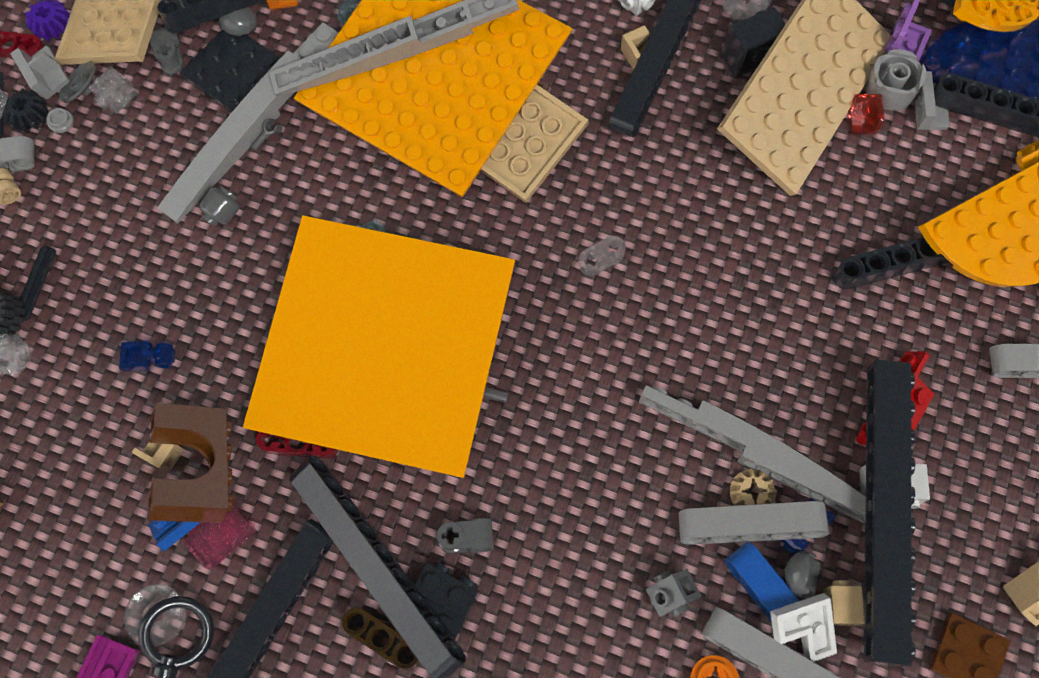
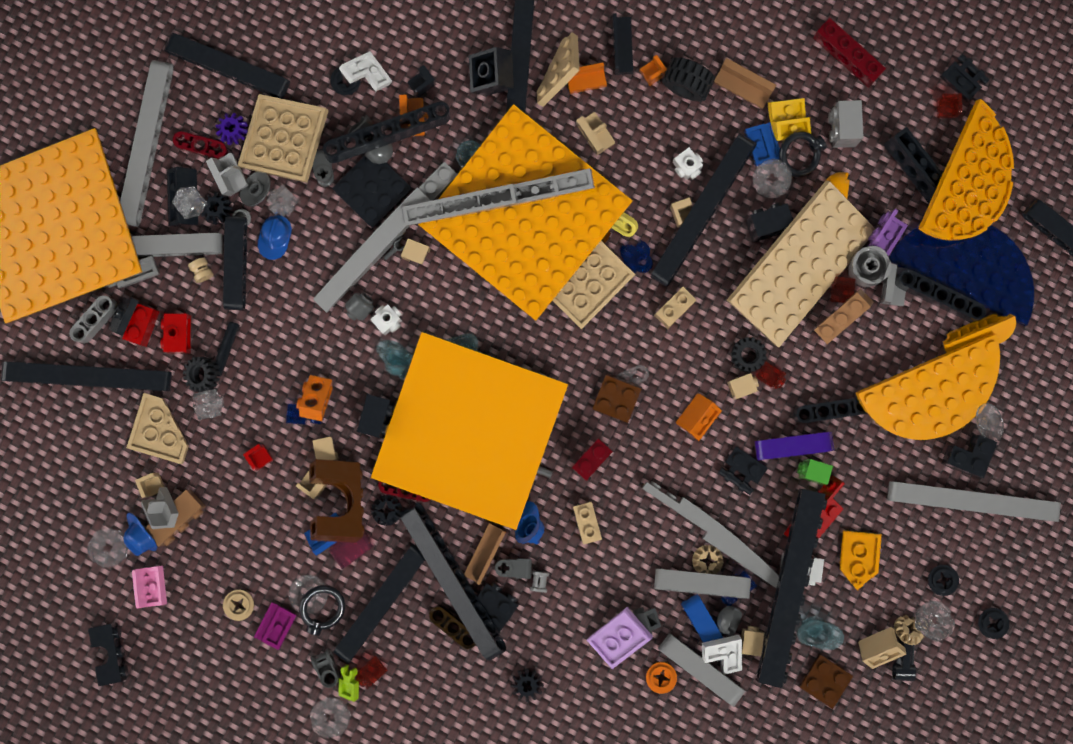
camera: 10 degrees right, 15 degrees up
(35, 651) = (230, 606): none -> tan gear
(48, 171) = (235, 263): none -> black beam
(78, 420) = (258, 457): none -> red panel
(104, 138) = (274, 237): none -> blue piece
(159, 327) = (311, 397): none -> orange brick
(174, 392) = (325, 449): none -> tan panel
(243, 339) = (375, 416): none -> black brick
(257, 216) = (381, 315): none -> white brick
(269, 265) = (395, 357): none -> clear light blue piece
(279, 484) = (380, 503): none -> black gear
(289, 129) = (415, 251): none -> tan panel
(421, 521) = (484, 553): none -> medium nougat panel
(484, 469) = (530, 526): none -> blue piece
(507, 552) = (541, 577): none -> light grey bush
(559, 70) = (623, 228): none -> light yellow plate
(561, 361) = (591, 459): none -> dark red brick
(567, 455) = (587, 523): none -> tan brick
(586, 281) = (617, 398): none -> reddish brown plate
(590, 106) = (634, 255): none -> clear blue plate
(641, 622) = (619, 638): none -> lavender tile
(648, 159) = (675, 307): none -> tan brick
(704, 293) = (698, 416): none -> orange panel
(757, 246) = (743, 386): none -> tan brick
(761, 194) = (756, 346): none -> black tyre
(782, 352) = (746, 466): none -> black plate
(793, 231) = (771, 376): none -> clear red bracket
(848, 311) = (794, 446): none -> dark purple beam
(877, 136) = (844, 316): none -> medium nougat arch
(884, 341) = (814, 471): none -> bright green brick
(947, 578) = (820, 634): none -> clear light blue piece
(974, 459) = (860, 556): none -> light orange tile

